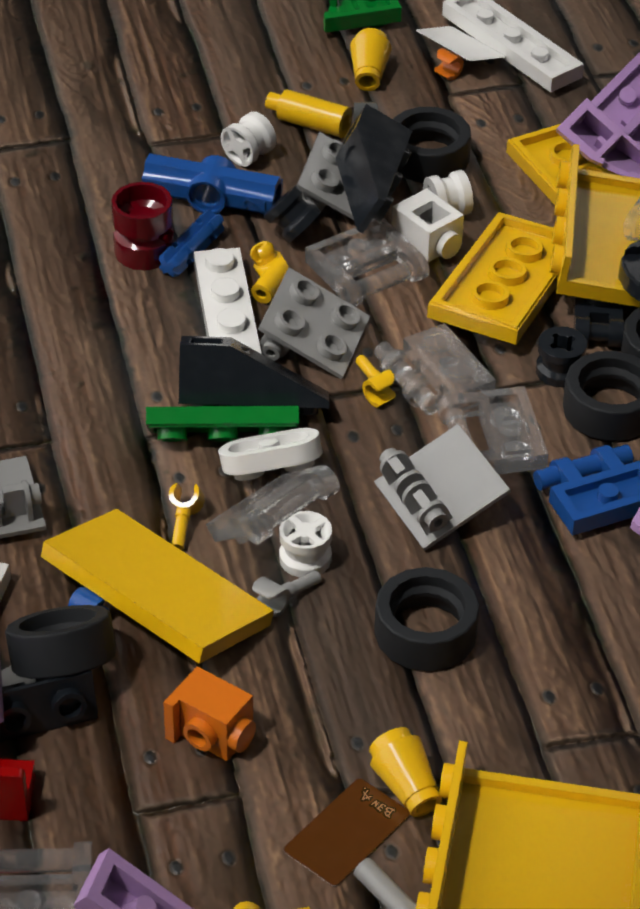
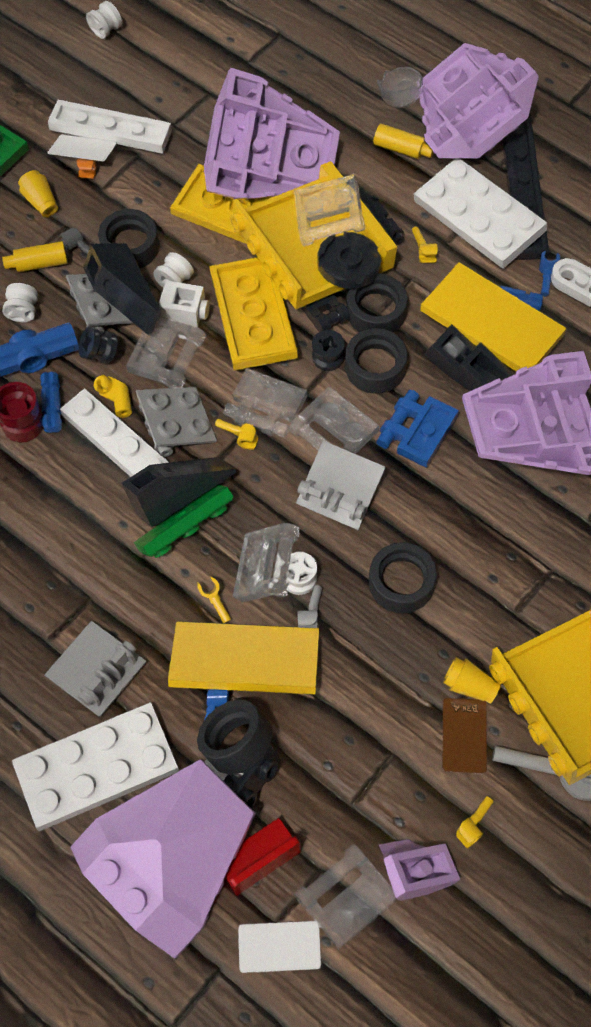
camera: 35 degrees left, 20 degrees up
(210, 714) = (348, 721): orange brick -> none
(286, 449) = (231, 525): white plate -> none

